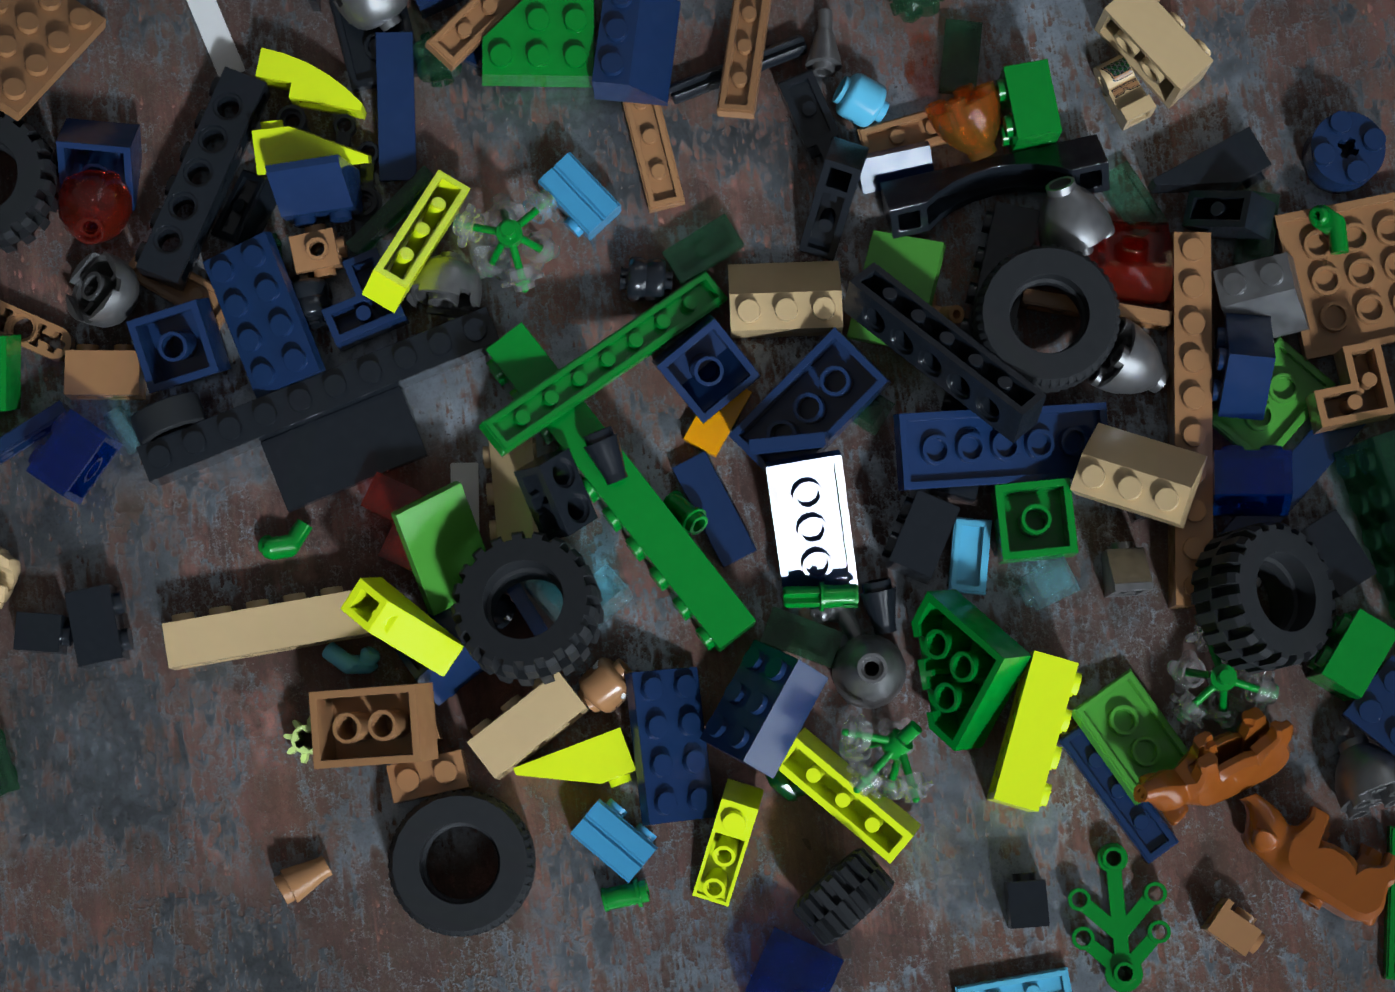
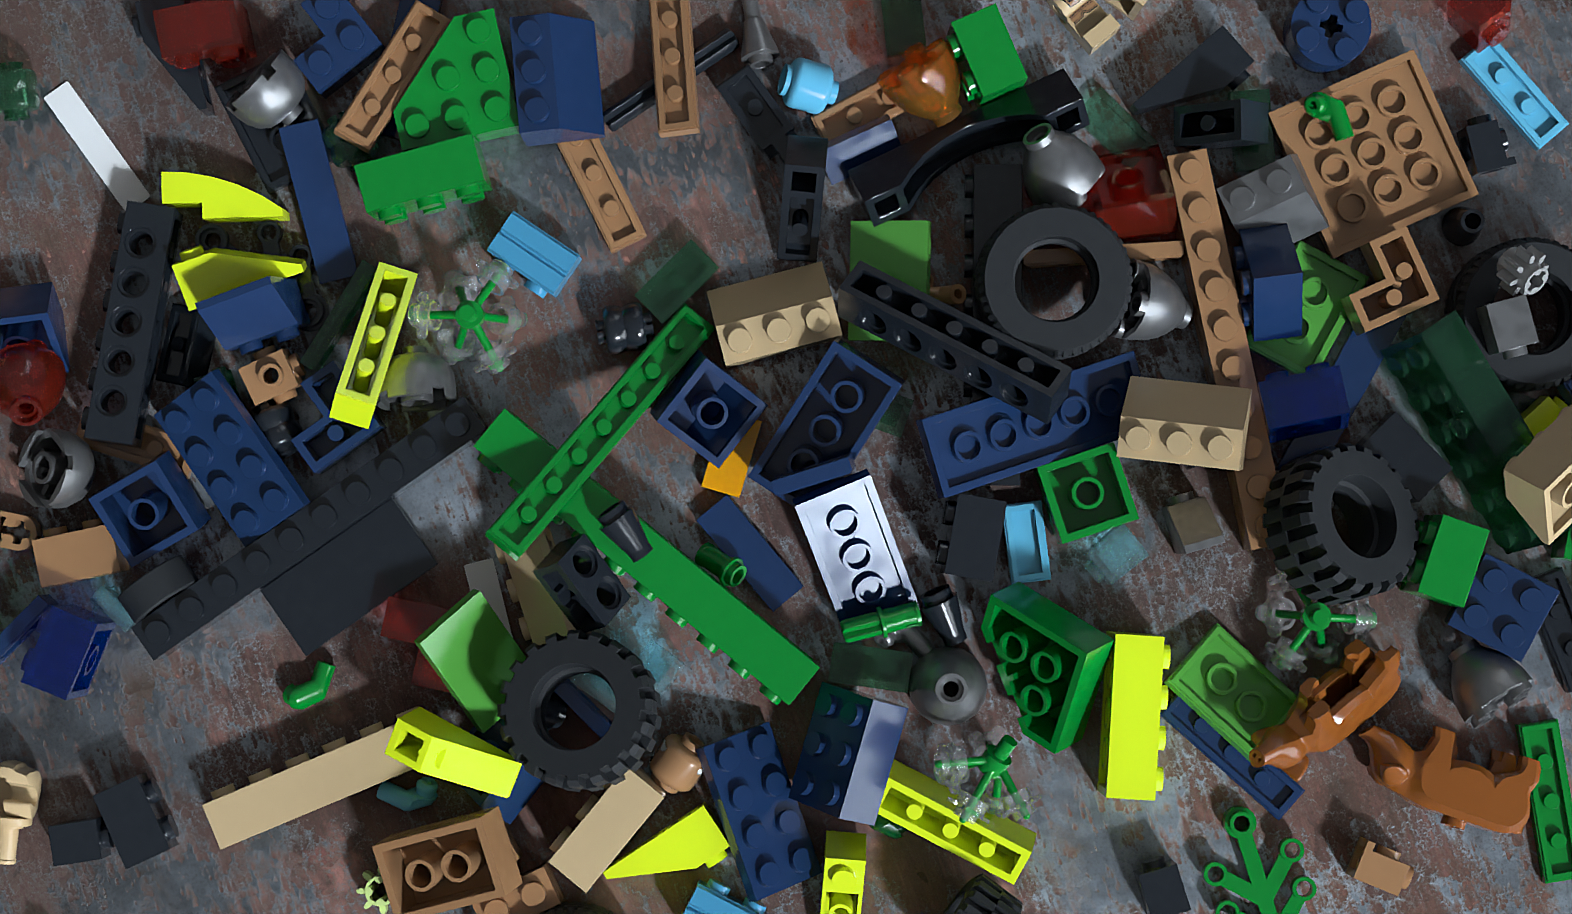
camera: 15 degrees left, 5 degrees up
(495, 105) = (424, 179): none -> green brick

